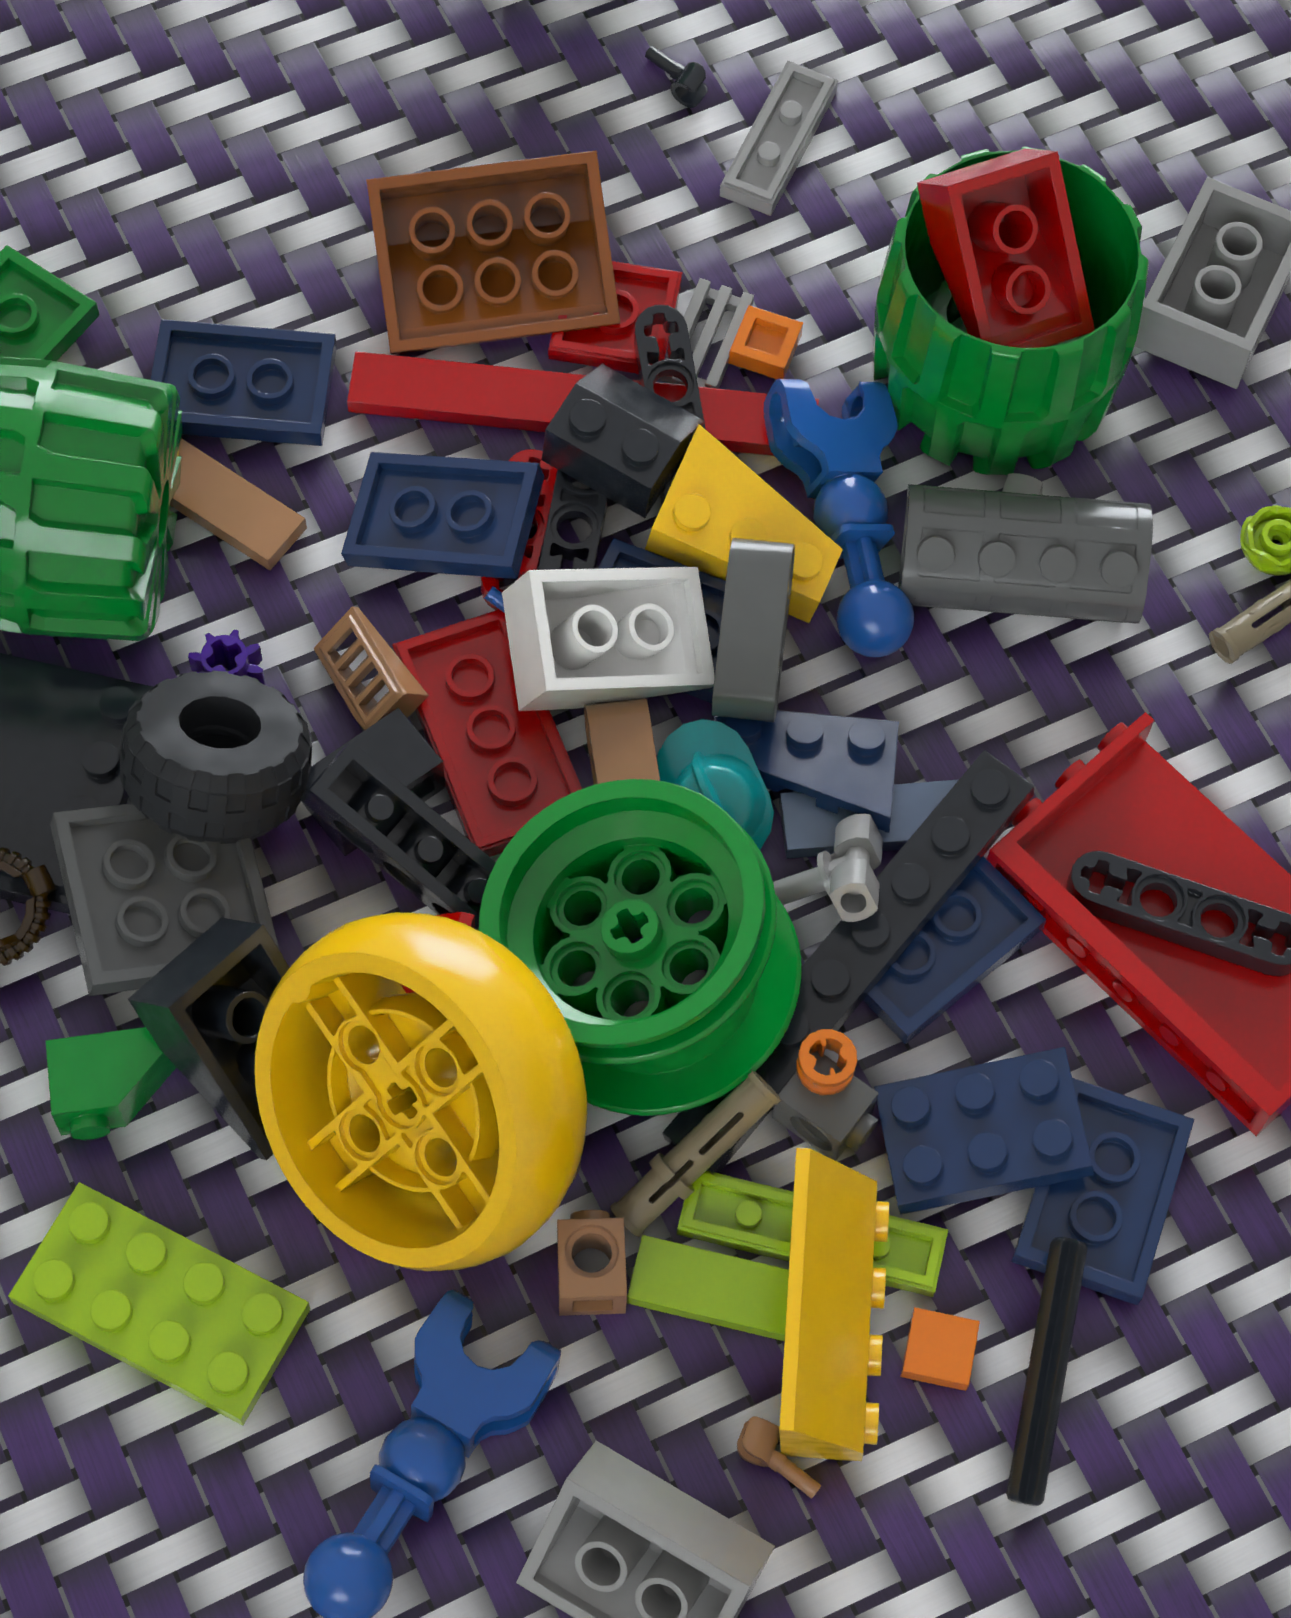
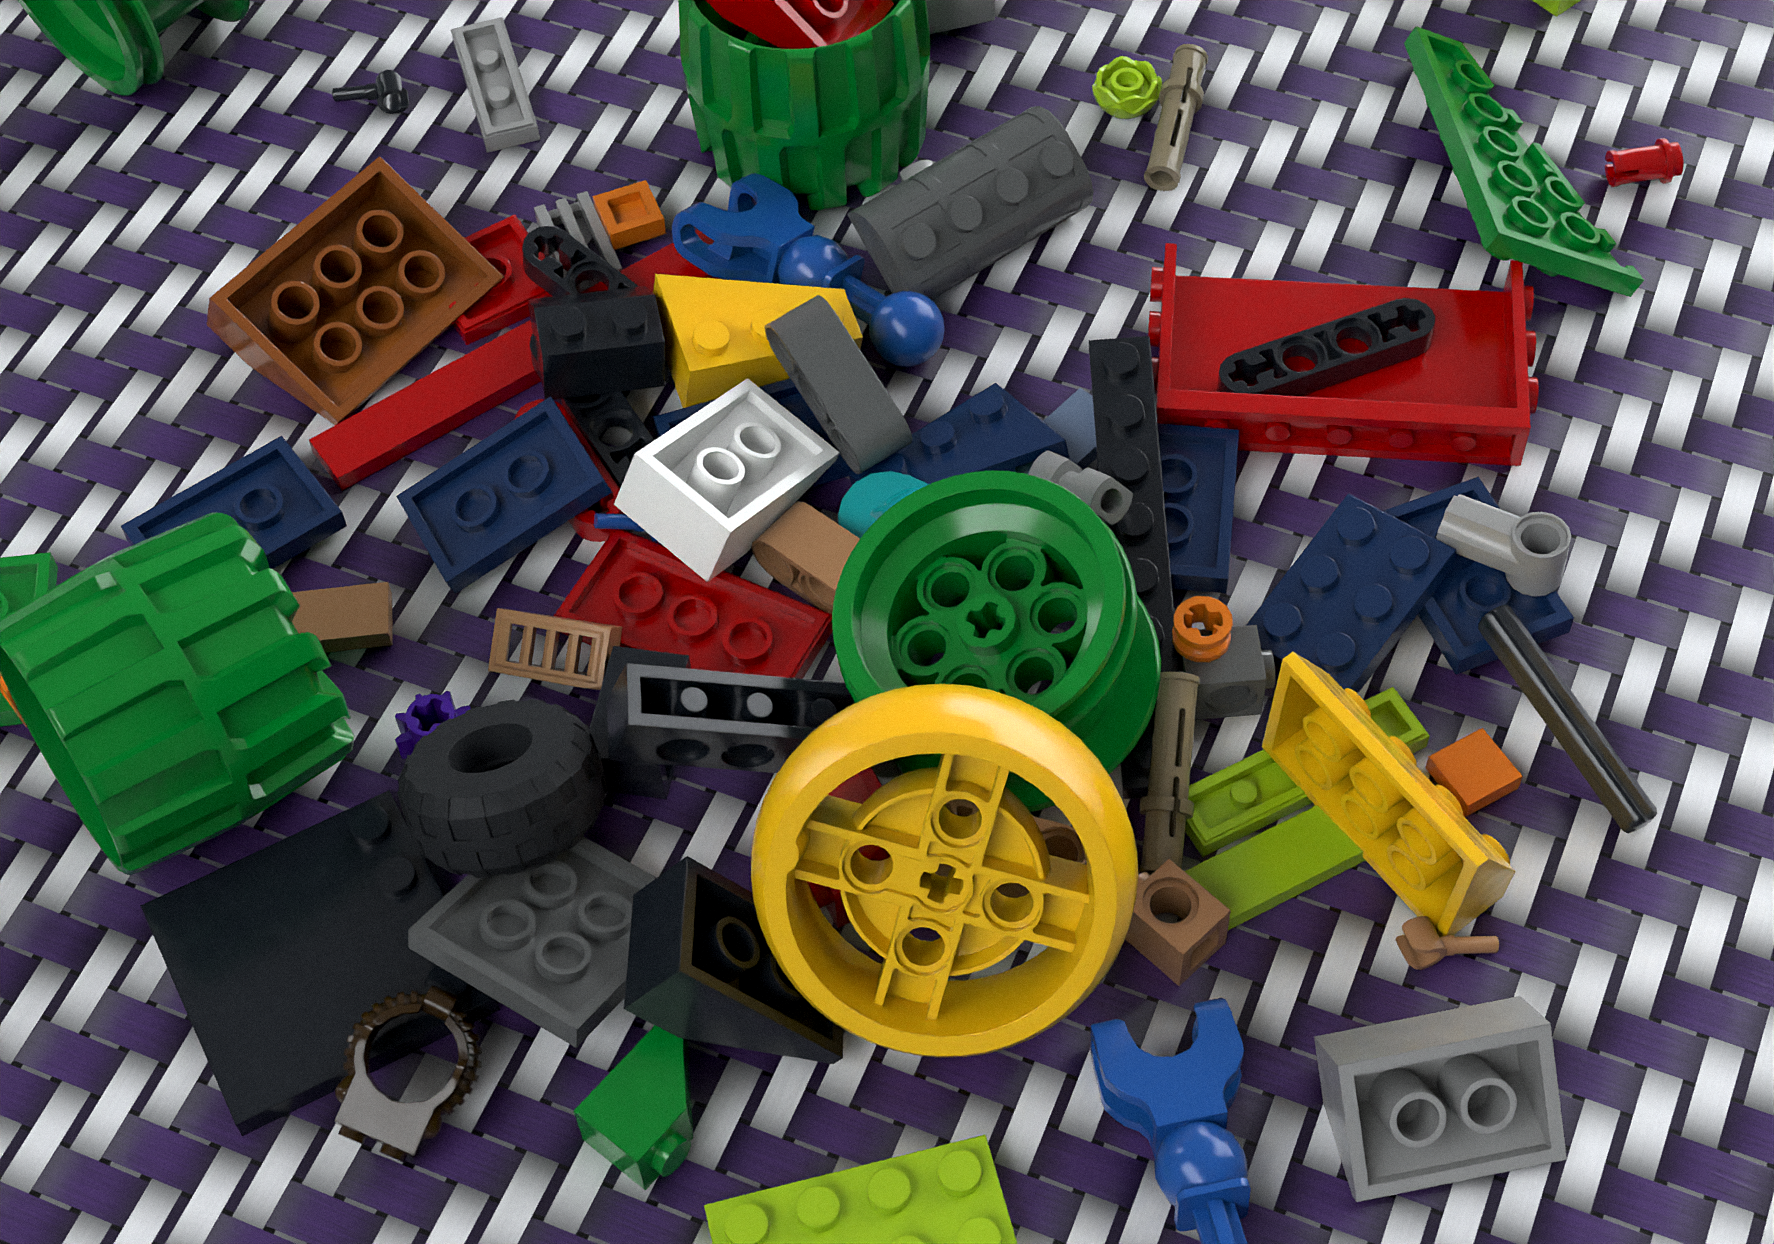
camera: 35 degrees left, 10 degrees down
(1140, 1188) = (1526, 547): none -> light grey piece

